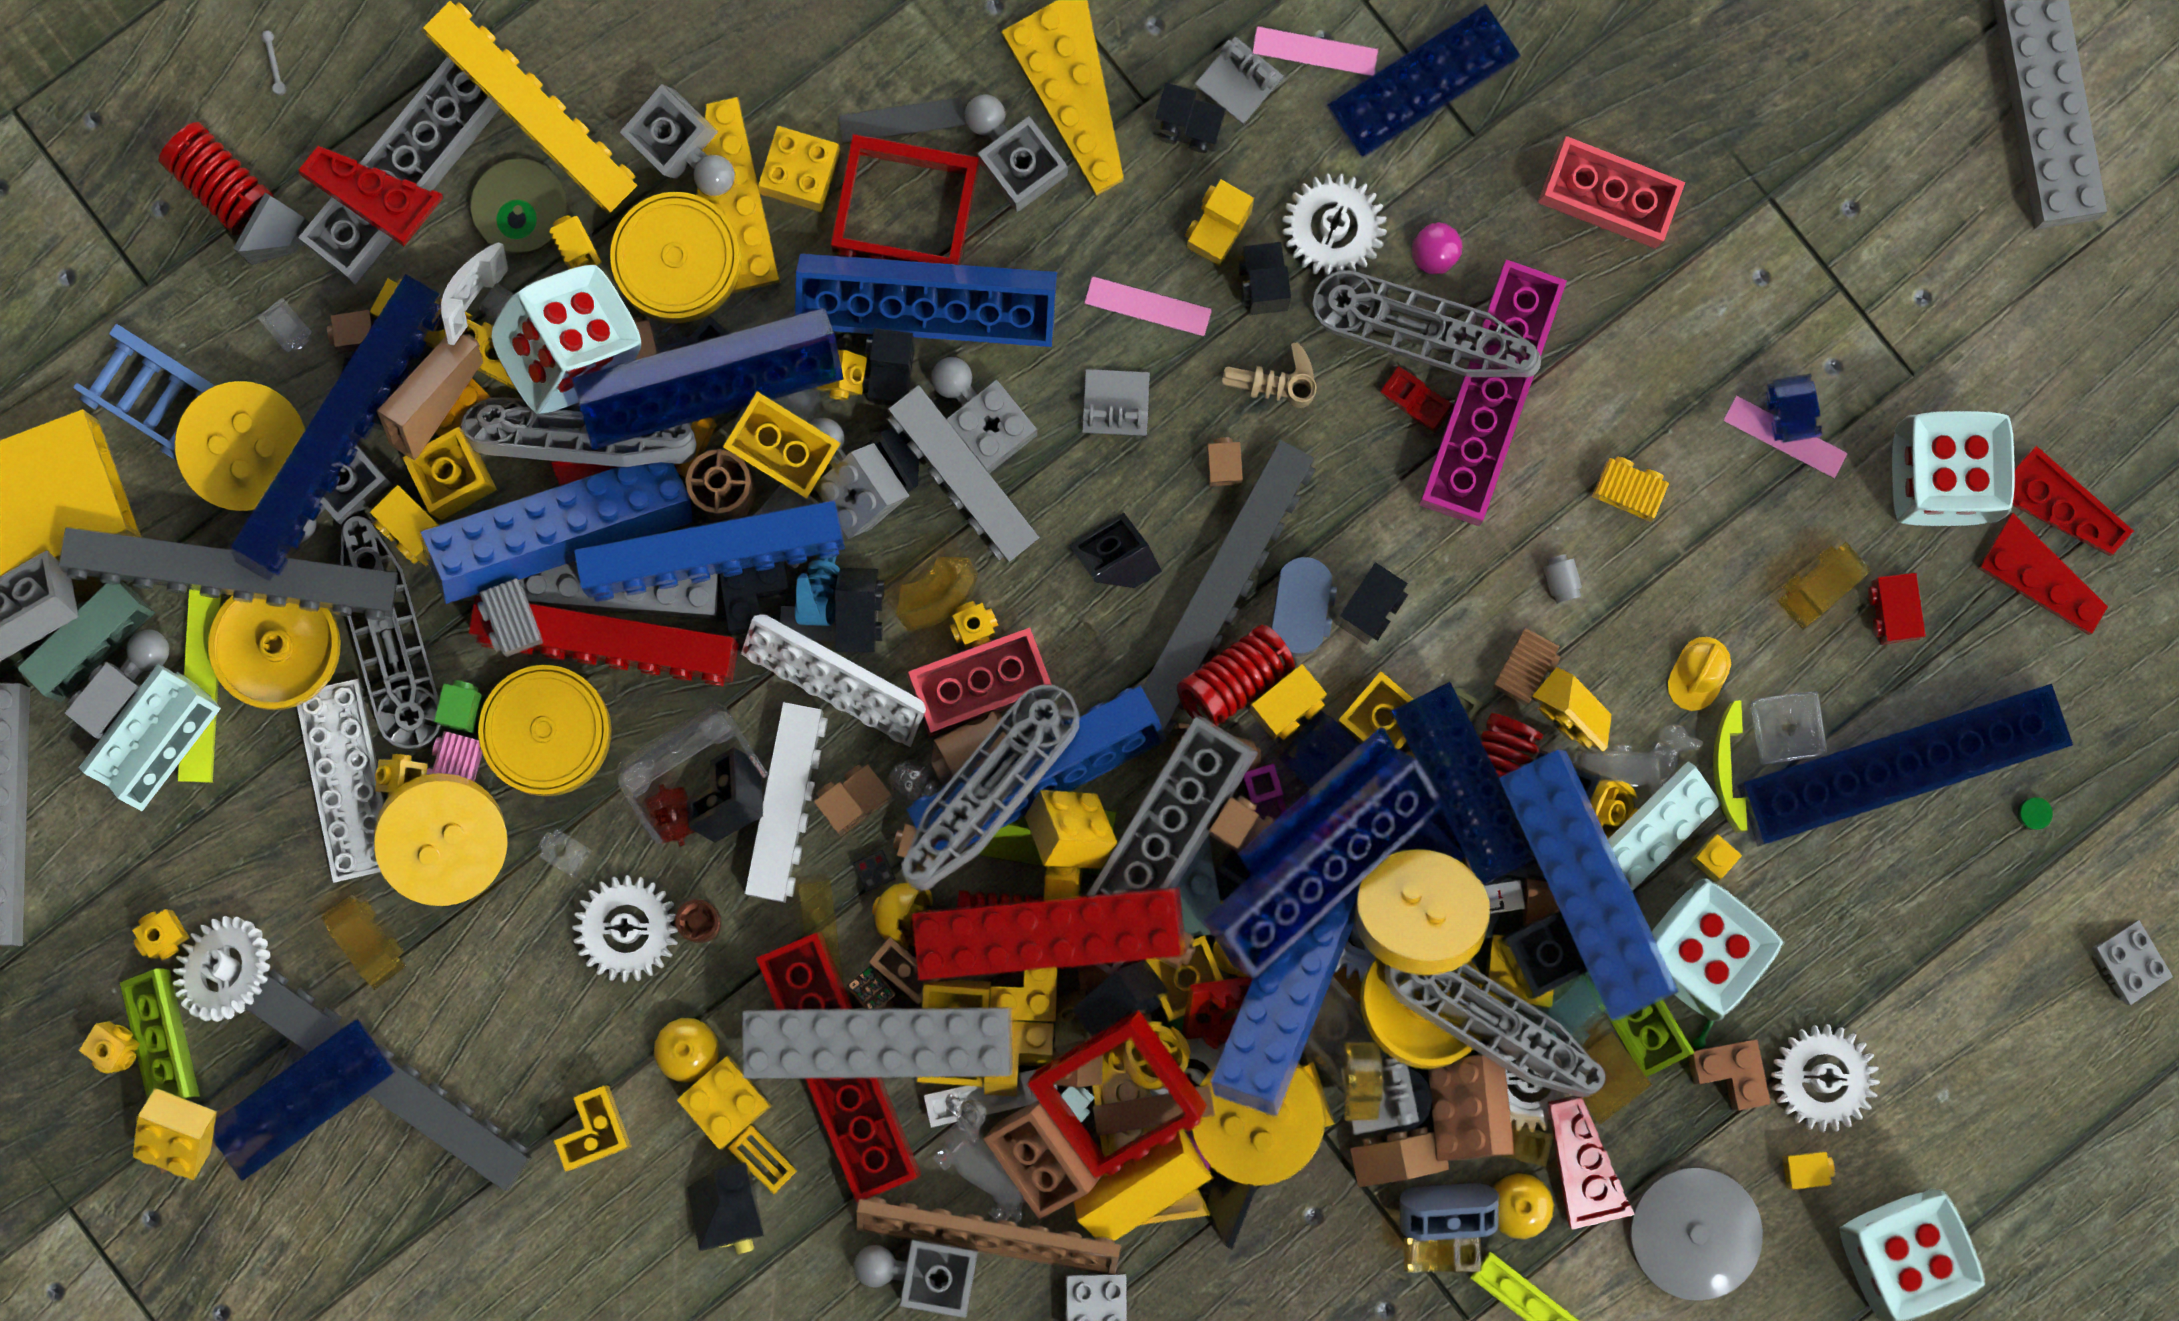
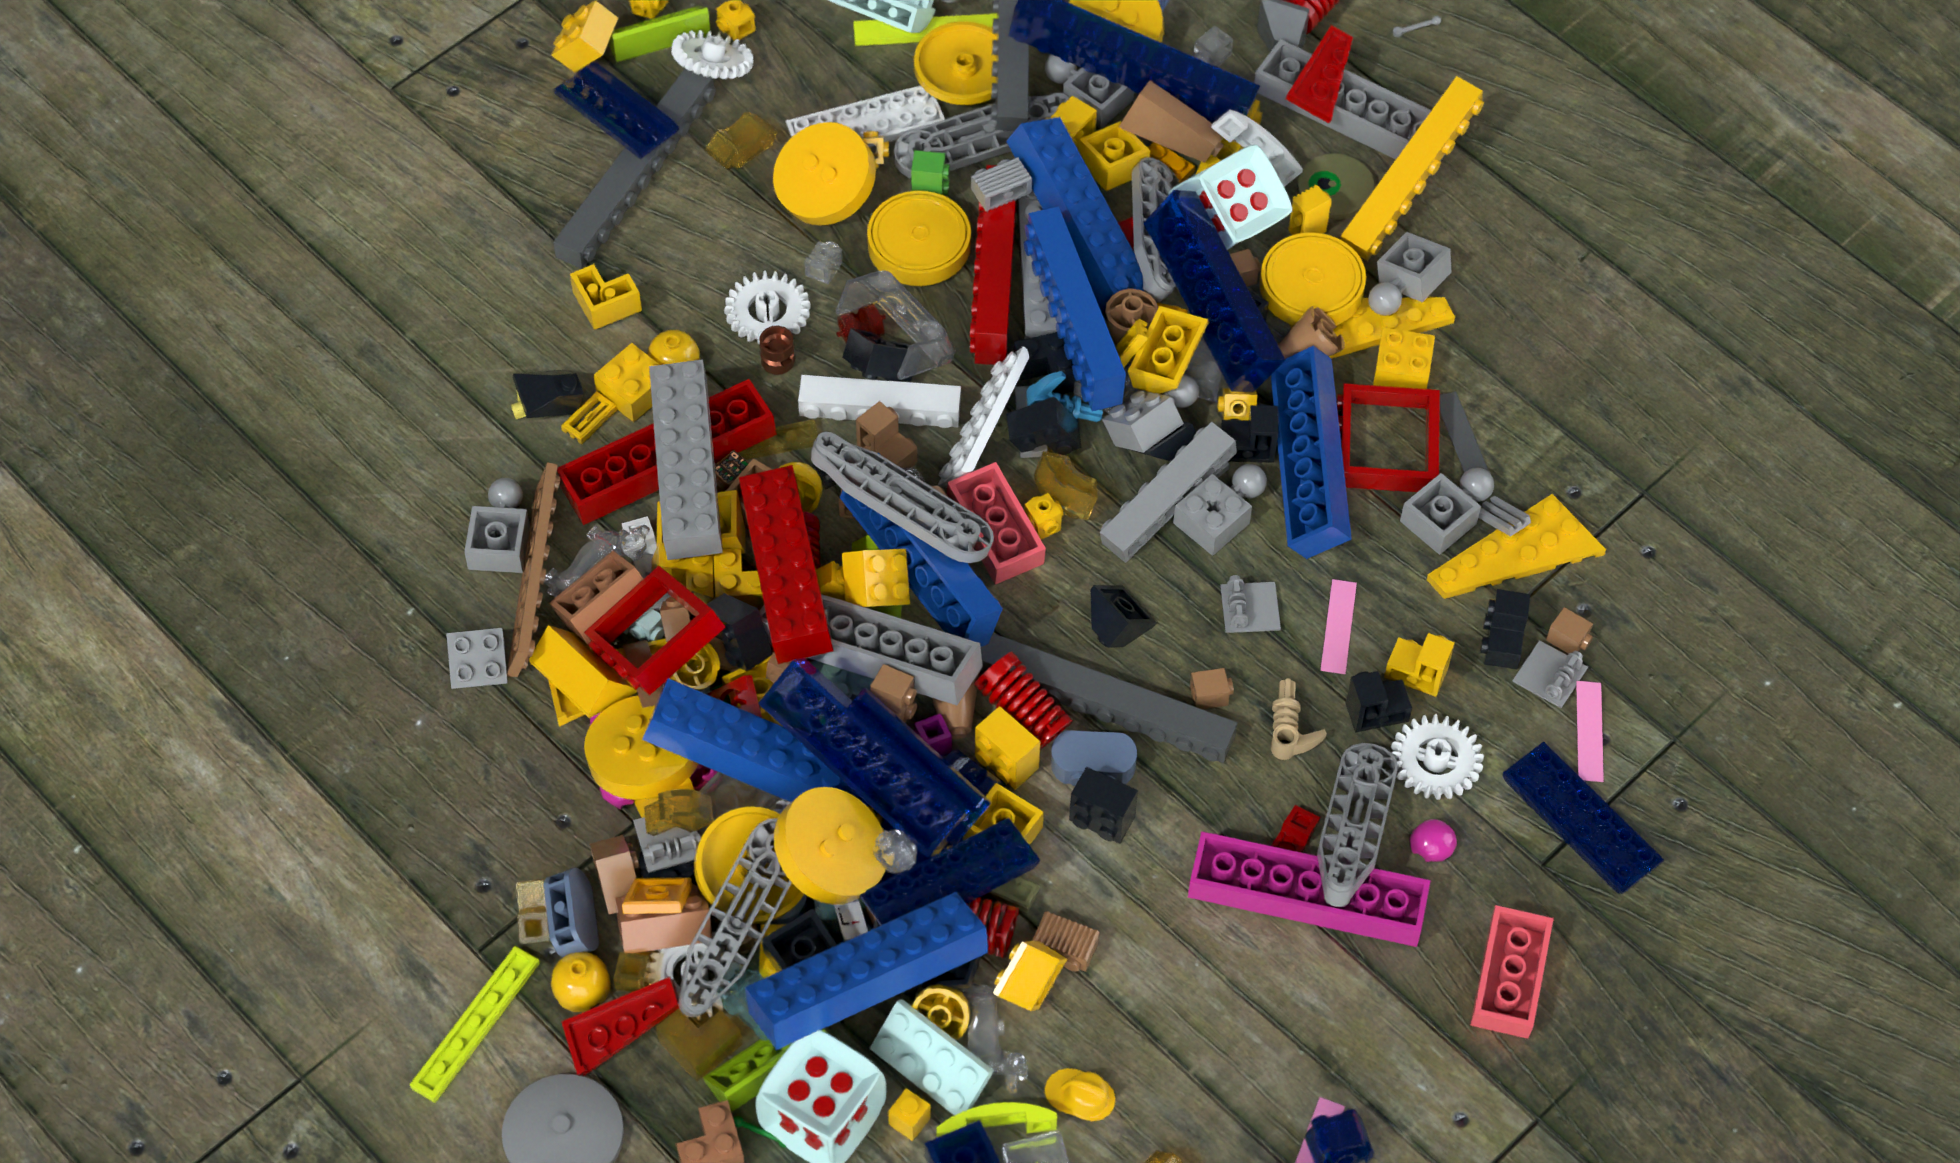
camera: 85 degrees right, 25 degrees down
(456, 756) = (888, 184): bright pink brick -> none
(770, 274) = (1312, 329): none -> medium nougat cone
(774, 489) = (1132, 341): none -> yellow tile
(1004, 98) = (1506, 514): none -> light grey tile
(1192, 47) = (1570, 632): none -> medium nougat brick
(1228, 1205) = (560, 746): black slope -> none
(1434, 841) = (895, 851): none -> clear head
(1457, 1112) = (657, 895): none -> light orange tile
(1562, 578) = (1150, 966): light grey brick -> none
(1630, 489) = (1240, 1015): yellow brick -> none

